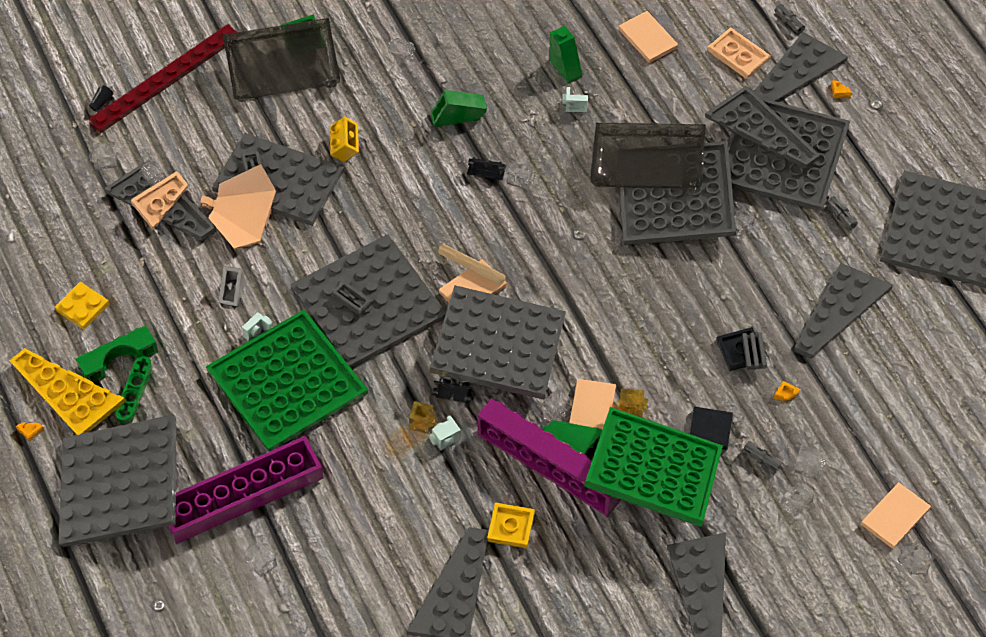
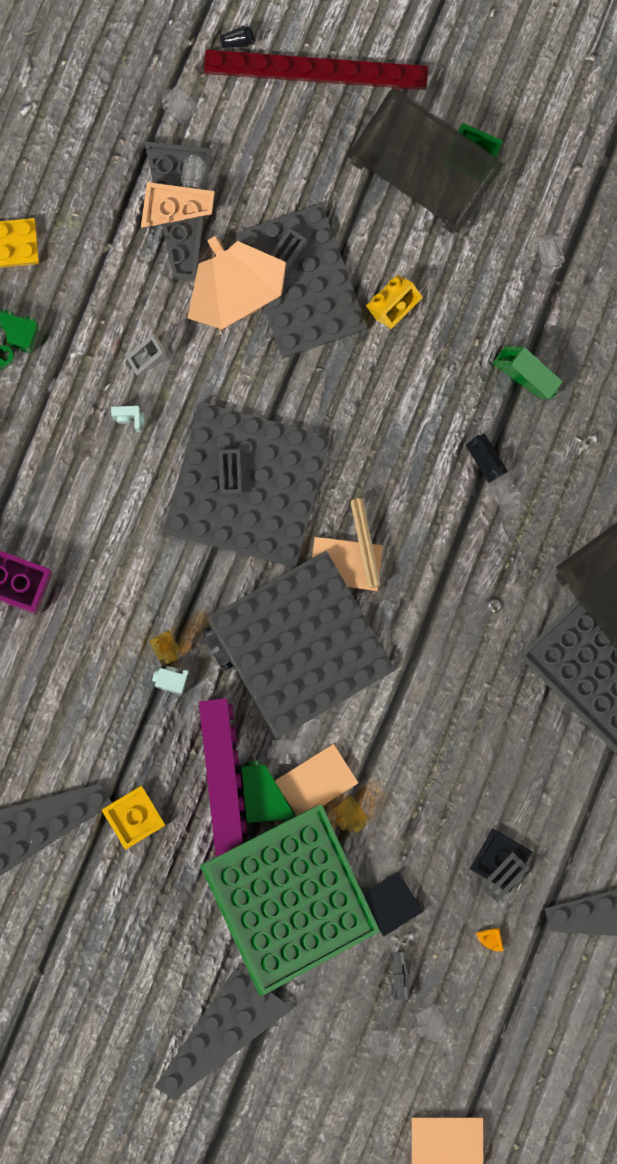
camera: 45 degrees right, 25 degrees up
(286, 380) = (100, 493): green plate -> none

